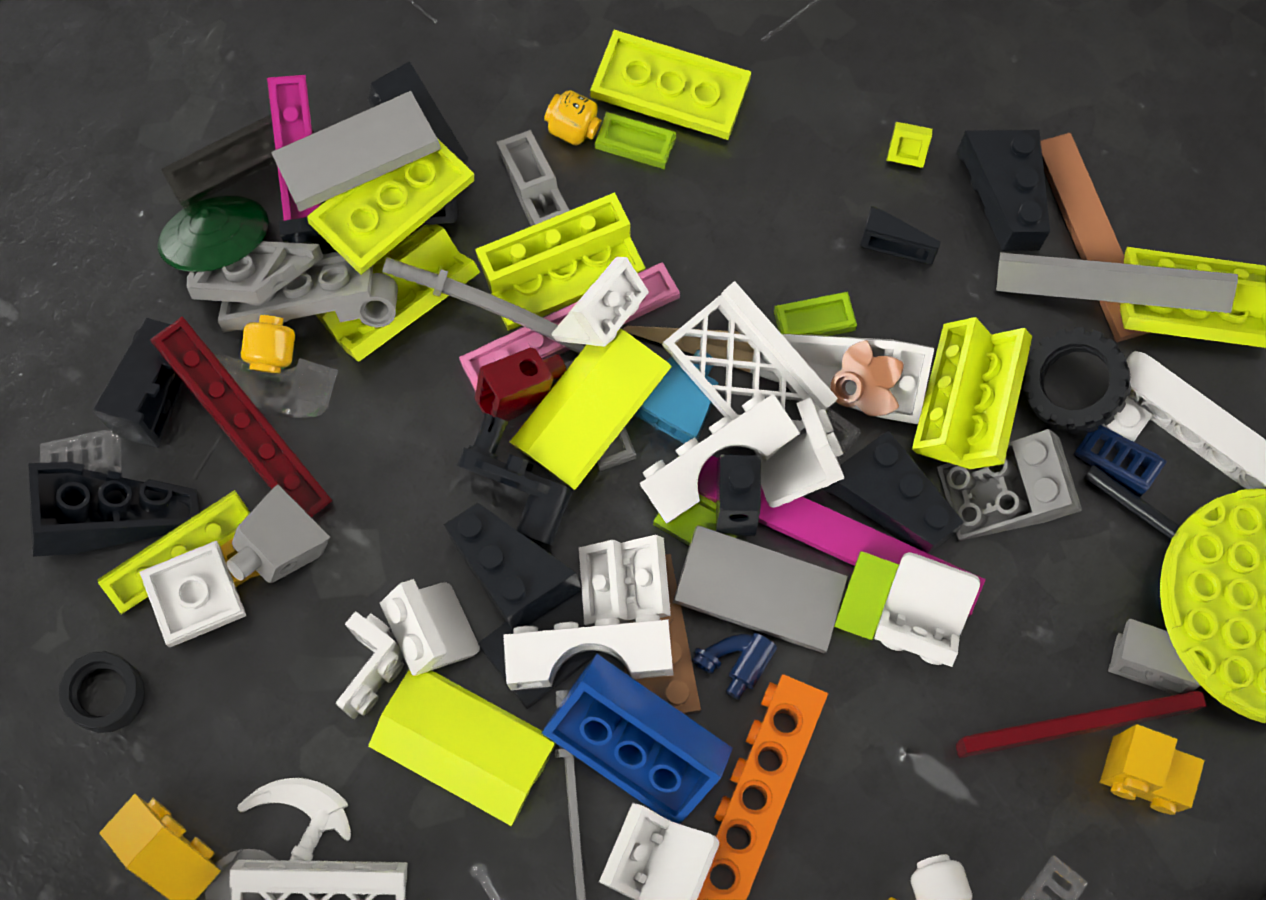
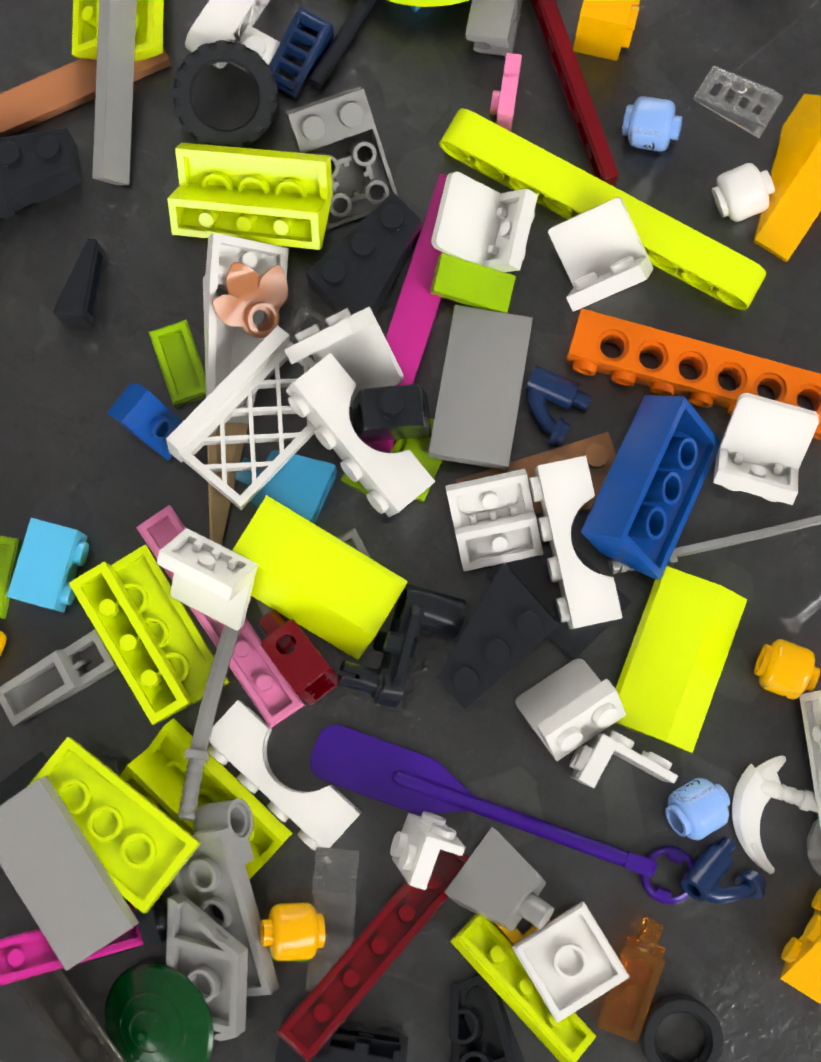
camera: 90 degrees left, 10 degrees up
(146, 648) = (629, 1002): none -> clear orange hinge
(254, 745) = (708, 870): none -> dark blue plant
(312, 740) = (698, 808): none -> light blue head
(332, 480) = (419, 844): none -> white bracket
(380, 491) = (423, 784): none -> dark purple piece
(433, 851) = (786, 669): none -> yellow head
(448, 332) = (243, 740): none -> white arch
(636, 179) = (47, 565): none -> medium azure brick
(765, 273) = (145, 418): none -> blue brick
(883, 722) = (600, 253): none -> white bracket
(932, 741) = (573, 191): none -> neon yellow beam
(1023, 800) = (651, 123): none -> light blue head
(1057, 653) = (504, 100): none -> bright pink plate

